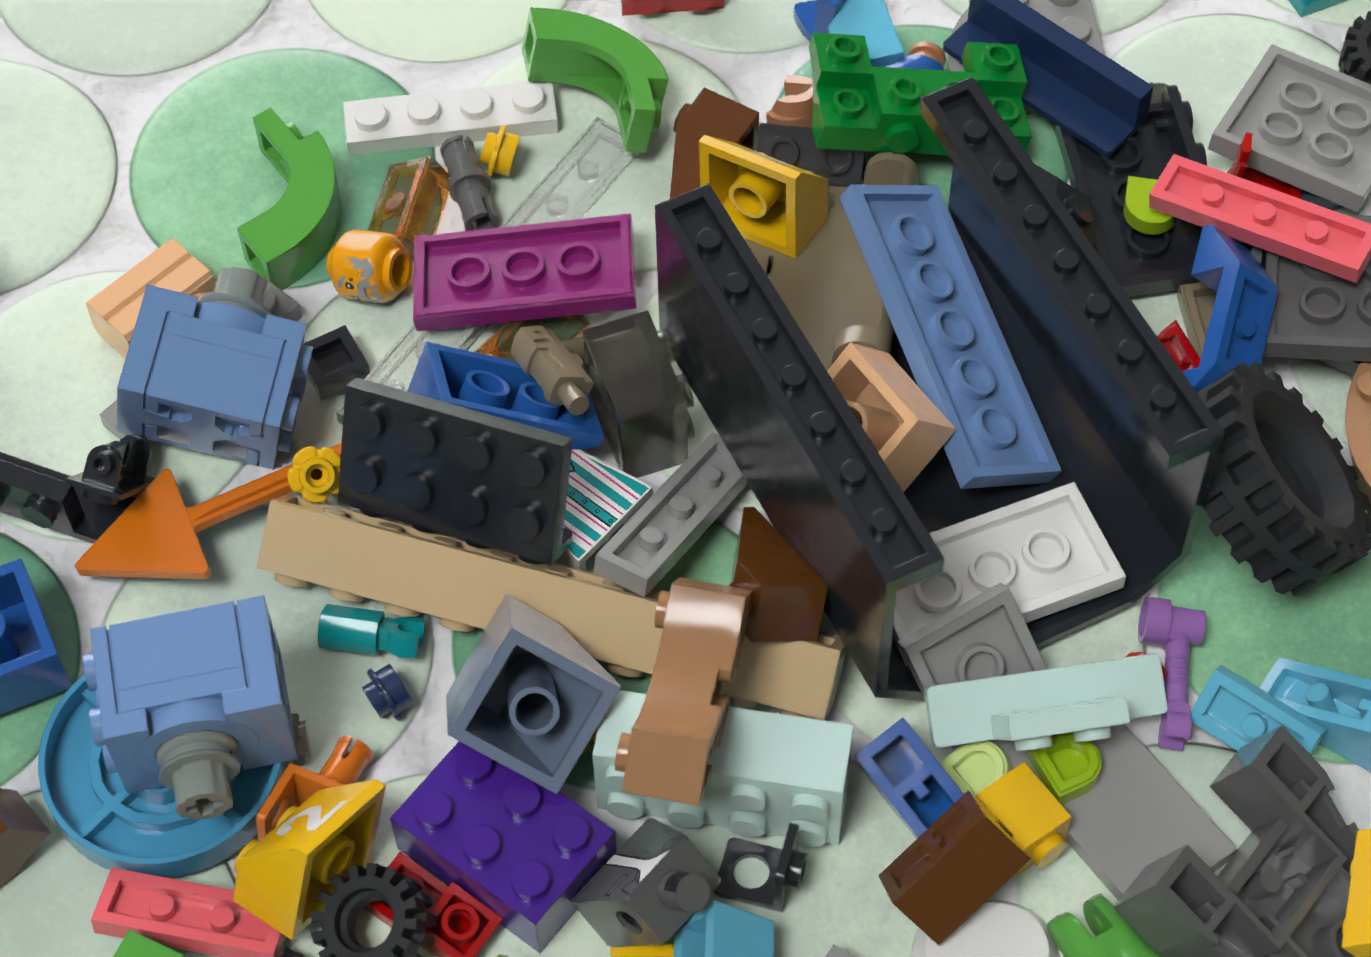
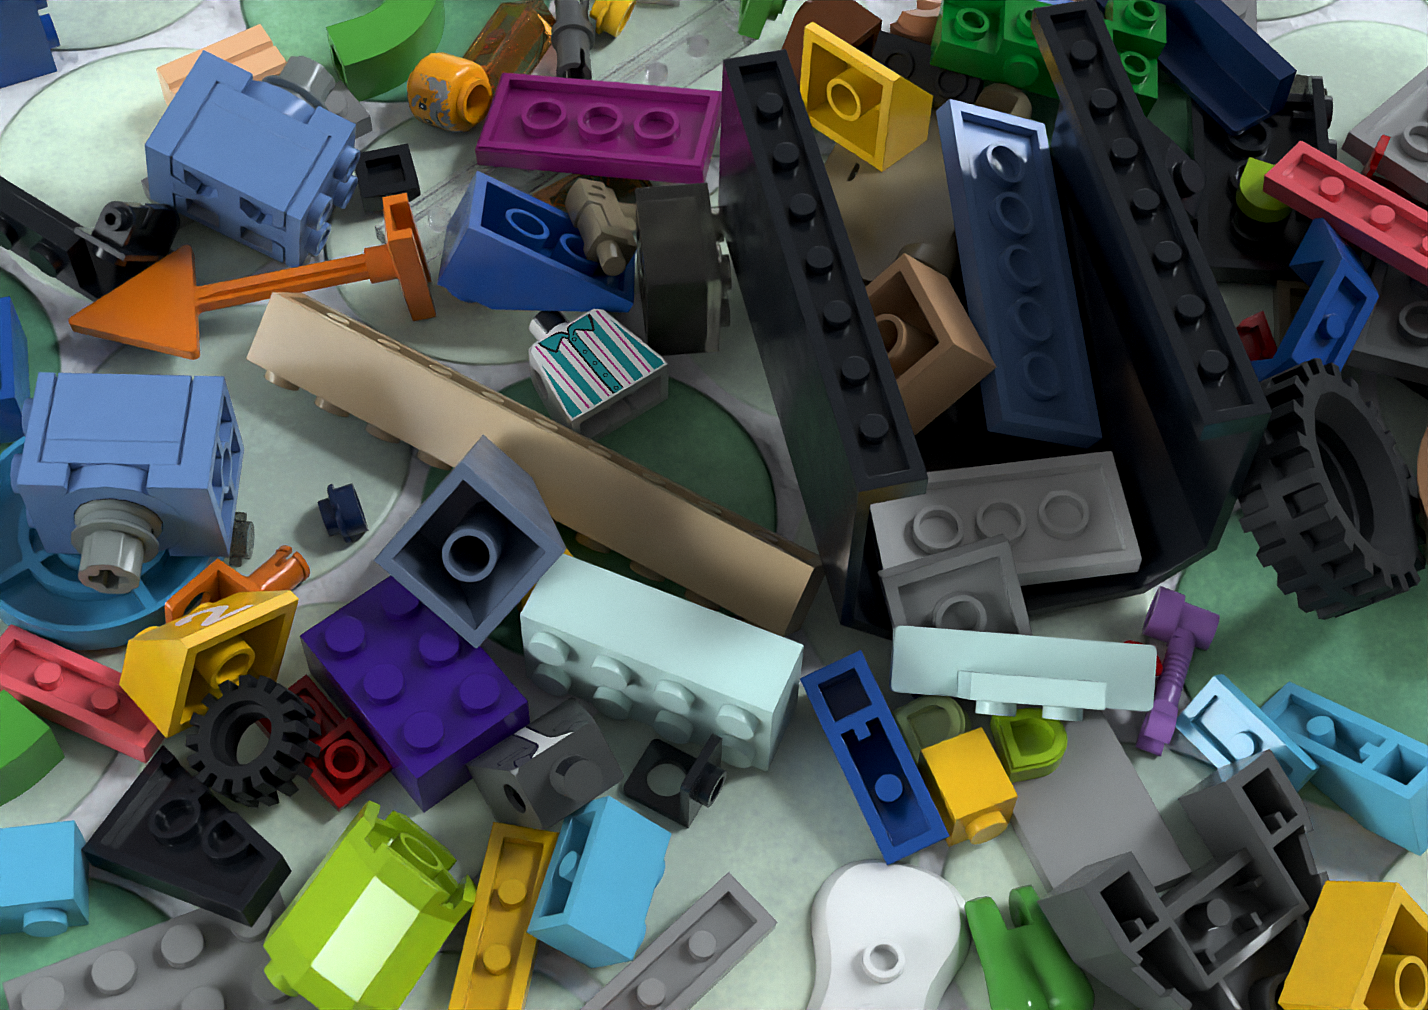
camera: 10 degrees right, 0 degrees up
(300, 474) = (341, 265): yellow plate -> none
(369, 631) = (342, 447): teal bar -> none
(455, 471) = (463, 299): black bracket -> none
(672, 519) = (677, 400): light grey plate -> none
(683, 704) = (629, 574): medium nougat brick -> none
(786, 589) = (760, 486): reddish brown slope -> none
(953, 868) = (875, 821): reddish brown hinge -> none

